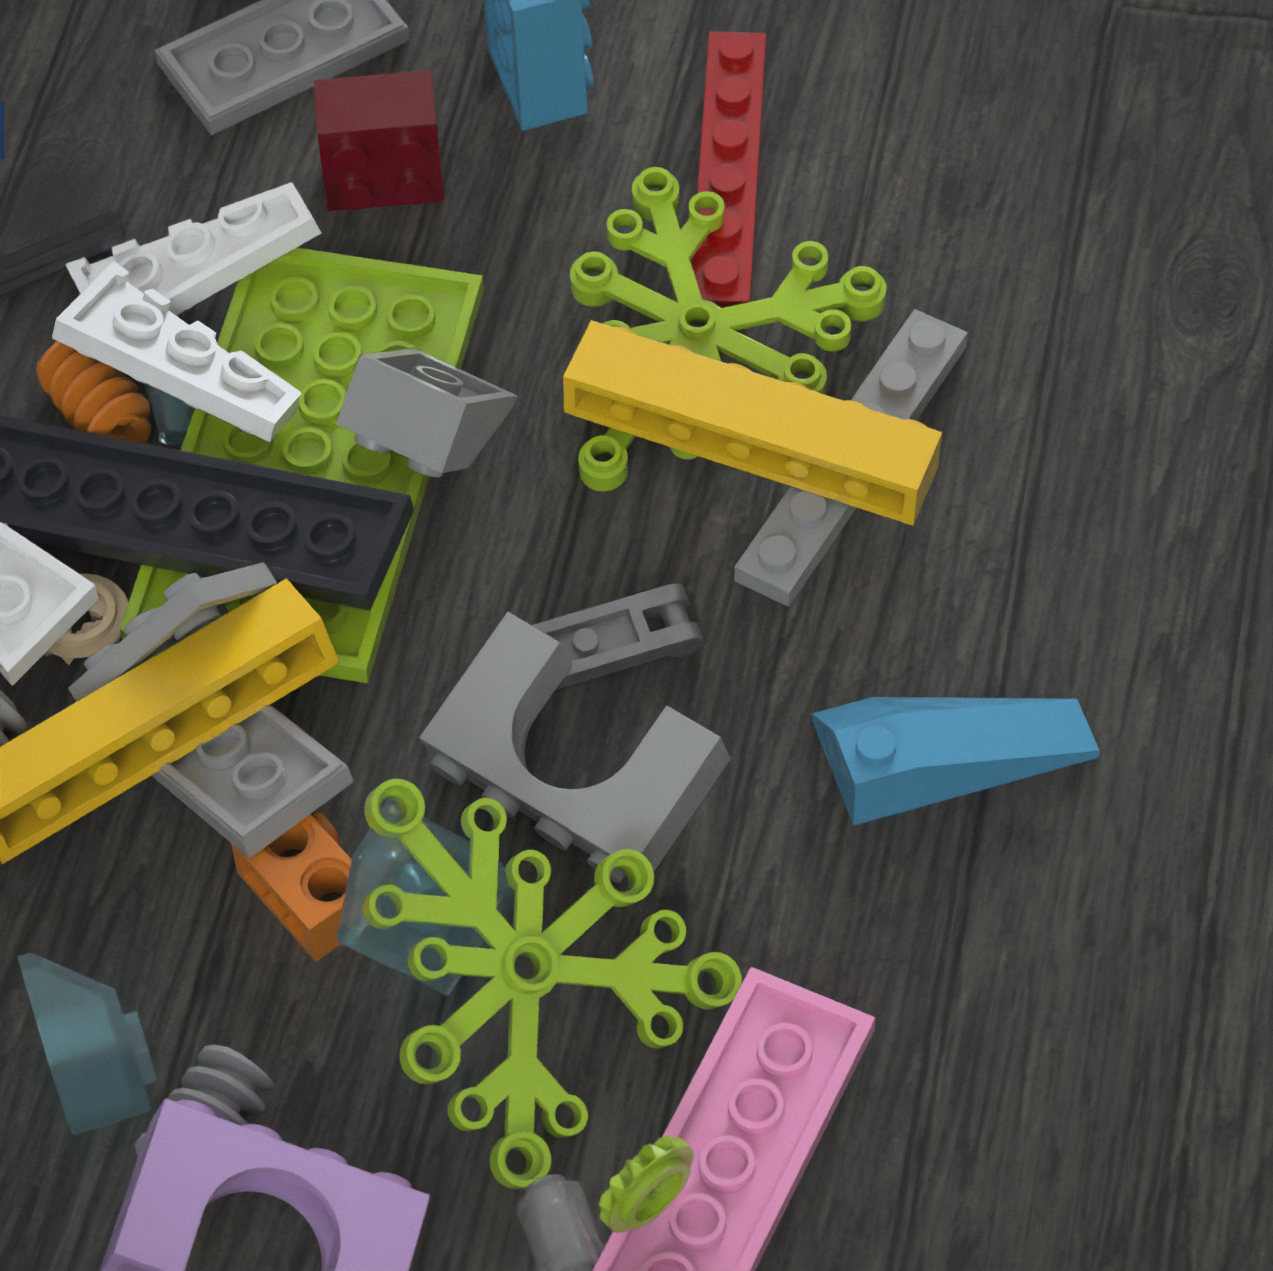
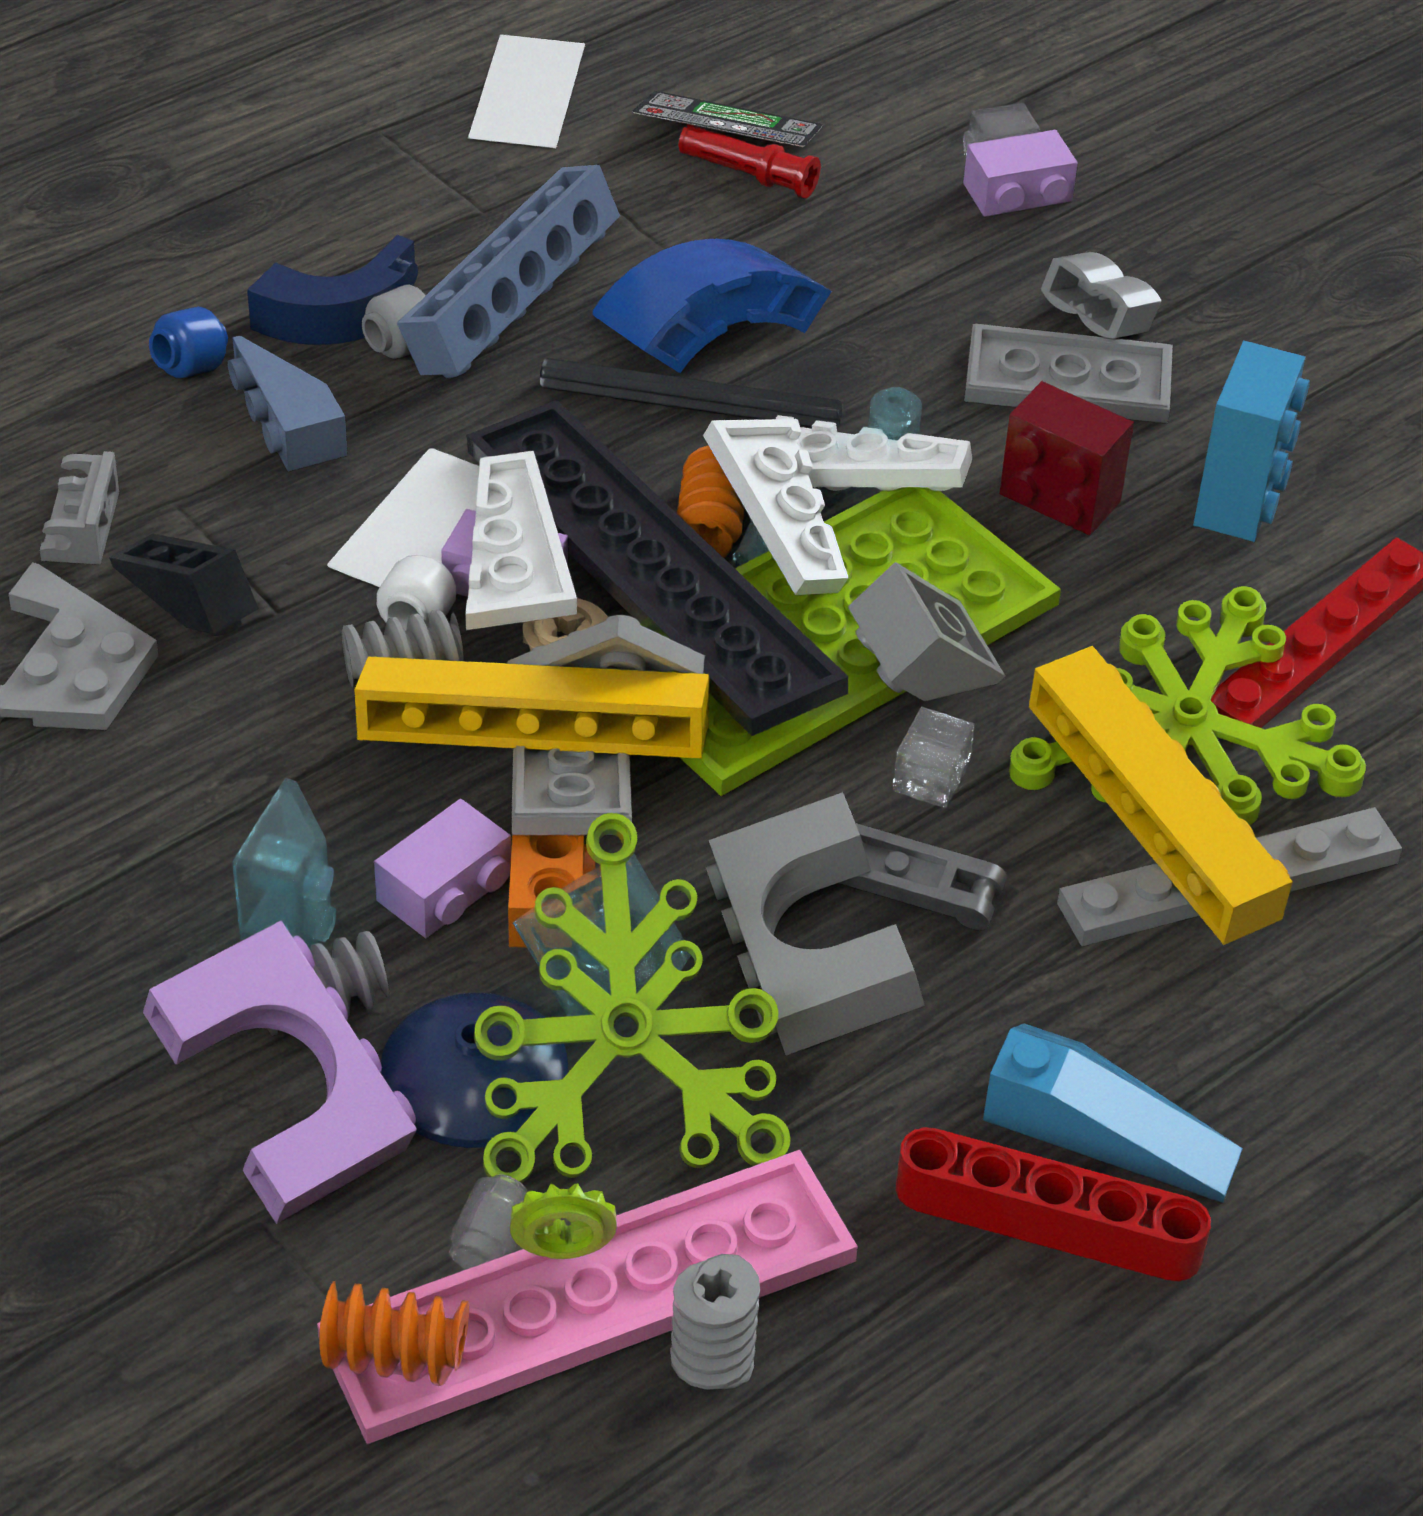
camera: 35 degrees right, 10 degrees down
(187, 194) = (895, 412): none -> clear light blue brick
(201, 932) = (443, 868): none -> lavender brick
(392, 1125) = (447, 1075): none -> dark blue dish
(522, 517) = (933, 757): none -> clear brick
(840, 1174) = (715, 1322): none -> light grey piece
(968, 886) = (1052, 1204): none -> red beam

